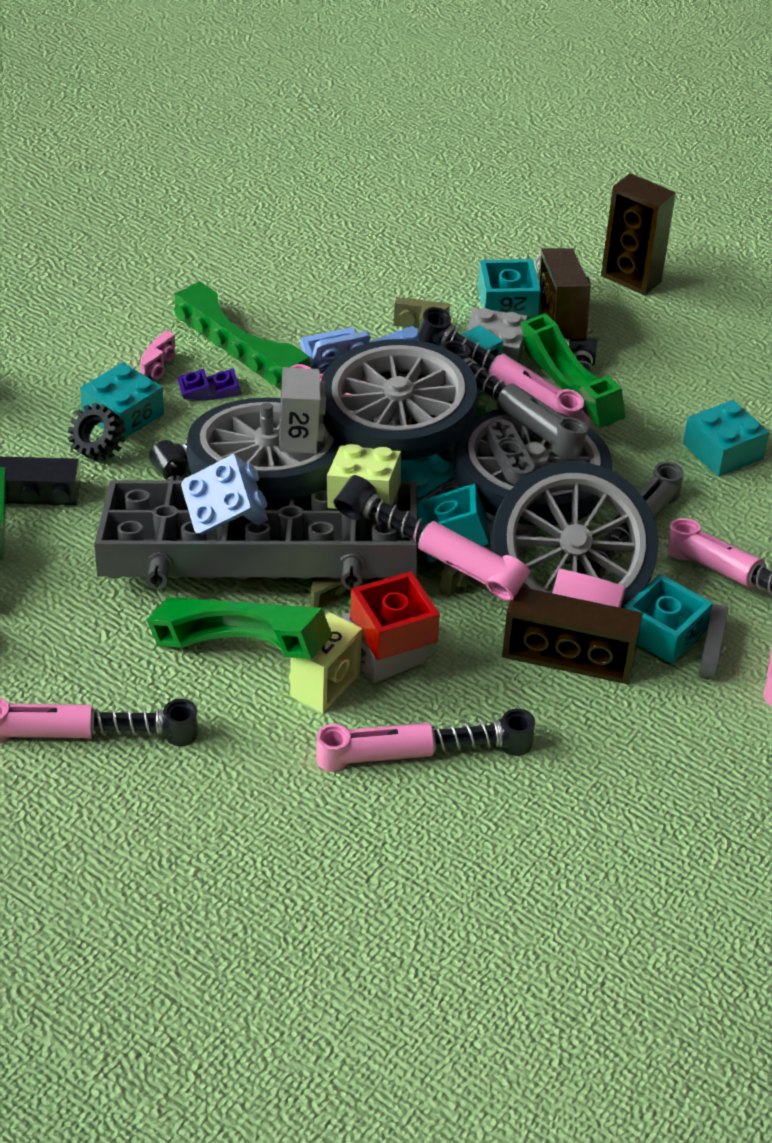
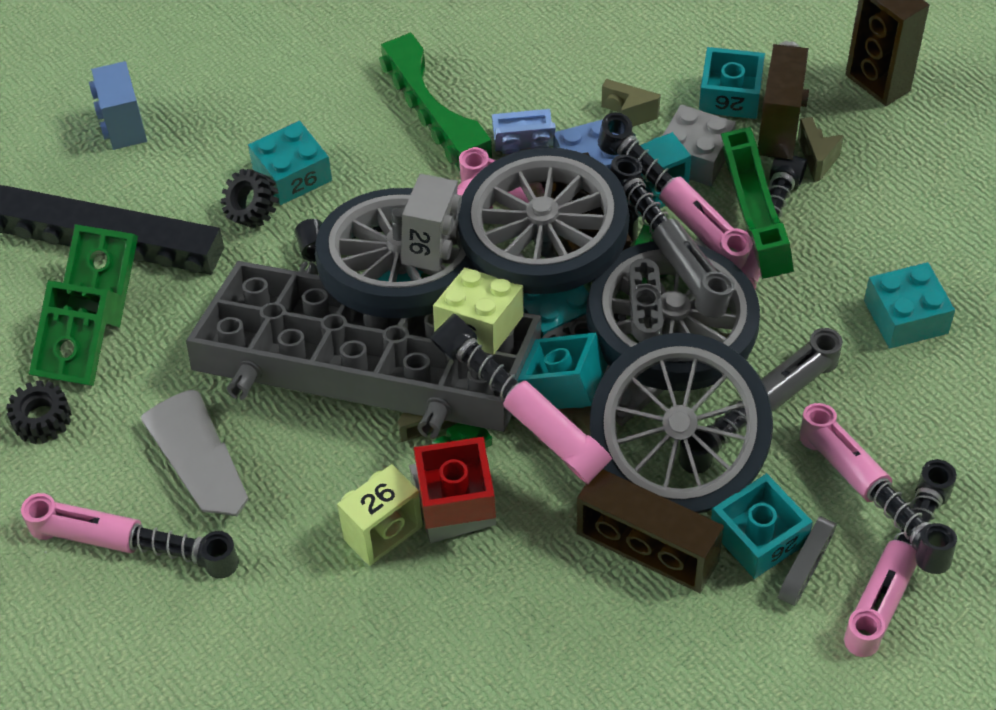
camera: 20 degrees right, 10 degrees up
(121, 641) = (196, 453): none -> light grey panel
(157, 354) = (345, 110): bright pink slope -> none
(217, 386) = (379, 155): dark purple slope -> none
(224, 494) = (325, 310): light blue bracket -> none
(292, 629) = (341, 483): green arch -> none
(342, 746) = (452, 624): piece -> none
(588, 588) = (676, 485): bright pink slope -> none
(606, 331) = (818, 150): none -> olive slope

